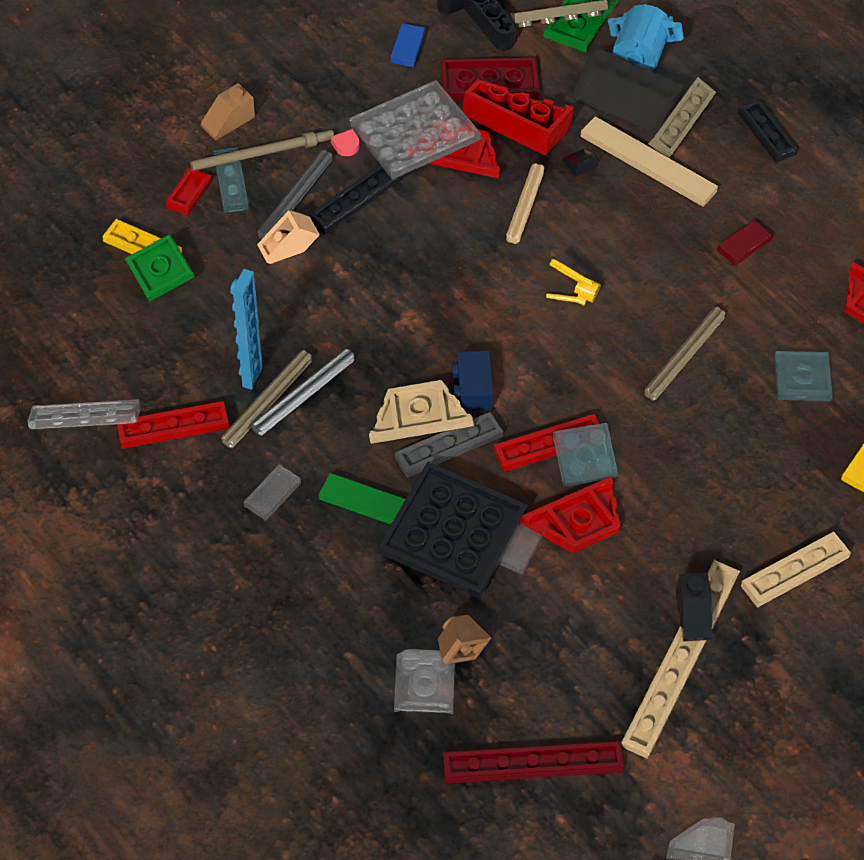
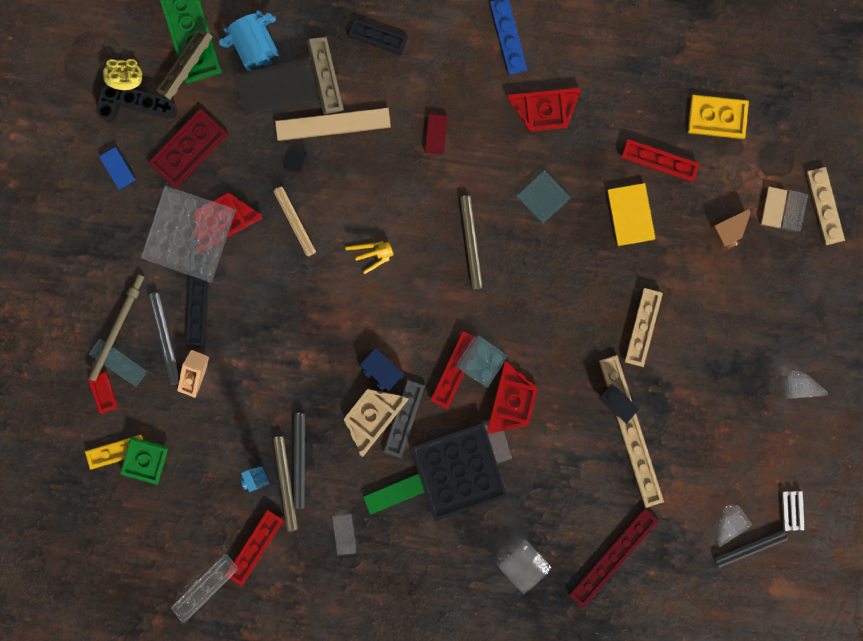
camera: 45 degrees left, 30 degrees up
(228, 112) = (69, 320): medium nougat slope -> none
(346, 143) = (155, 274): coral tile -> none
(461, 640) = (523, 532): medium nougat slope -> none
(517, 116) = (235, 166): red wedge -> none

